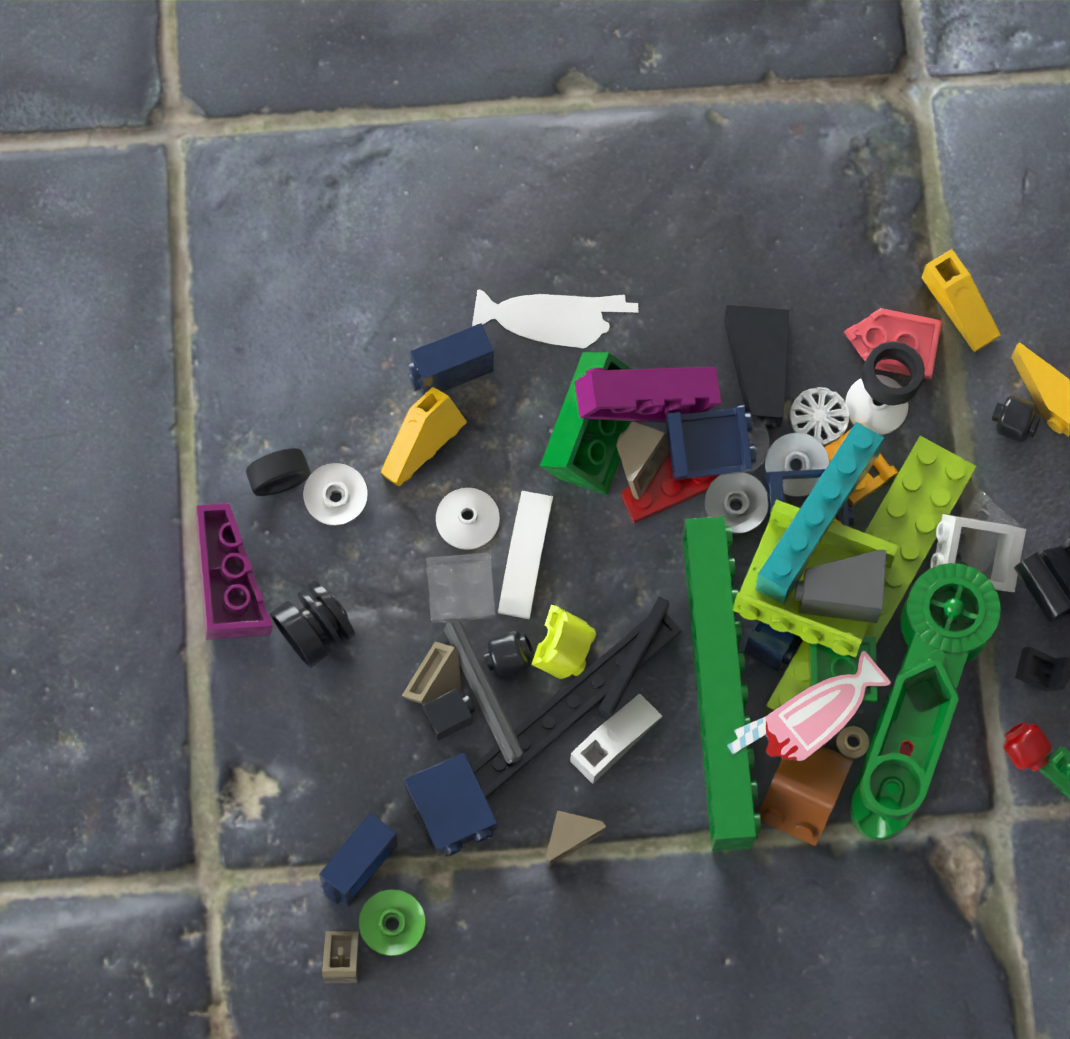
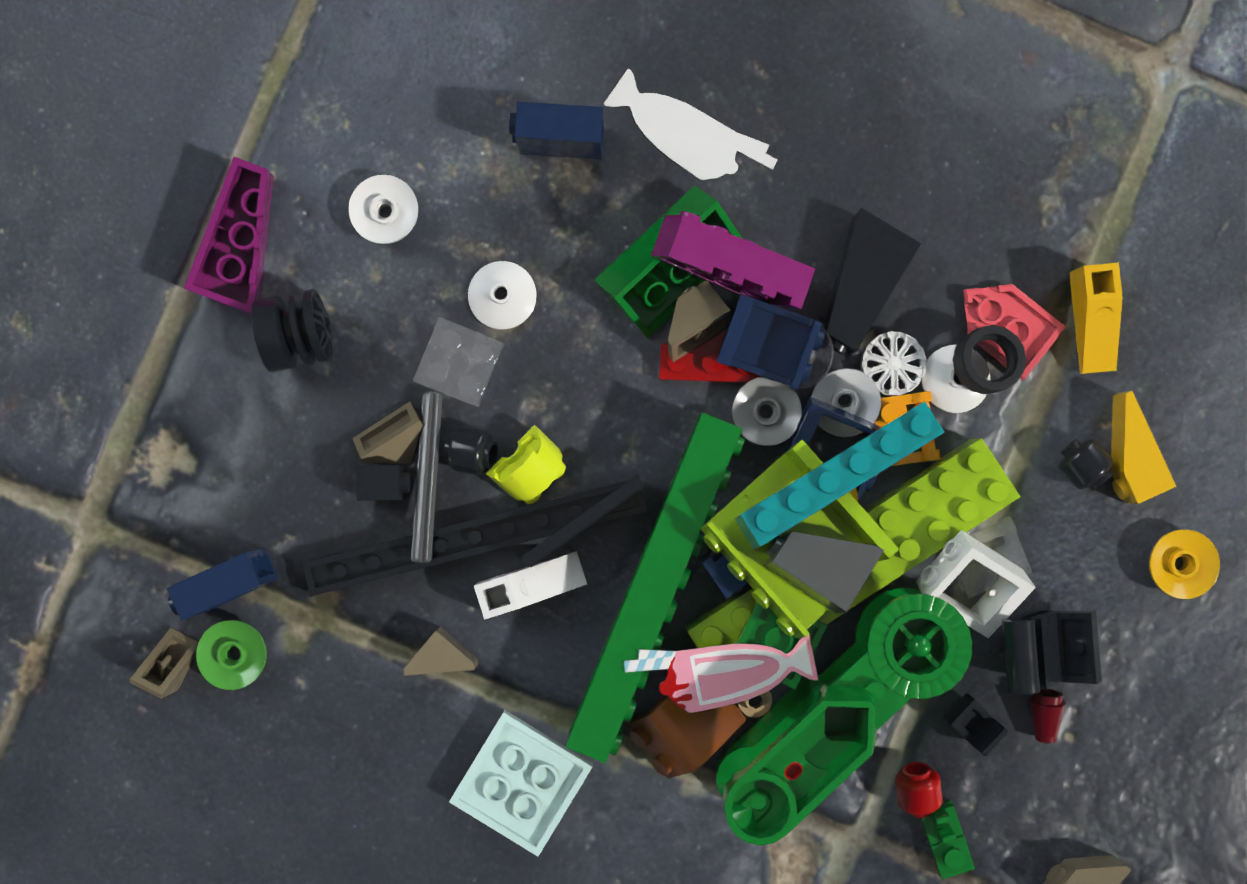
camera: 30 degrees right, 15 degrees up
(278, 472) = (335, 159): black tyre -> none
(423, 432) = (497, 190): yellow slope -> none
(451, 805) = (340, 571): dark blue panel -> none
(525, 555) = (538, 358): white slope -> none
(694, 908) = (521, 783): none -> light aqua plate

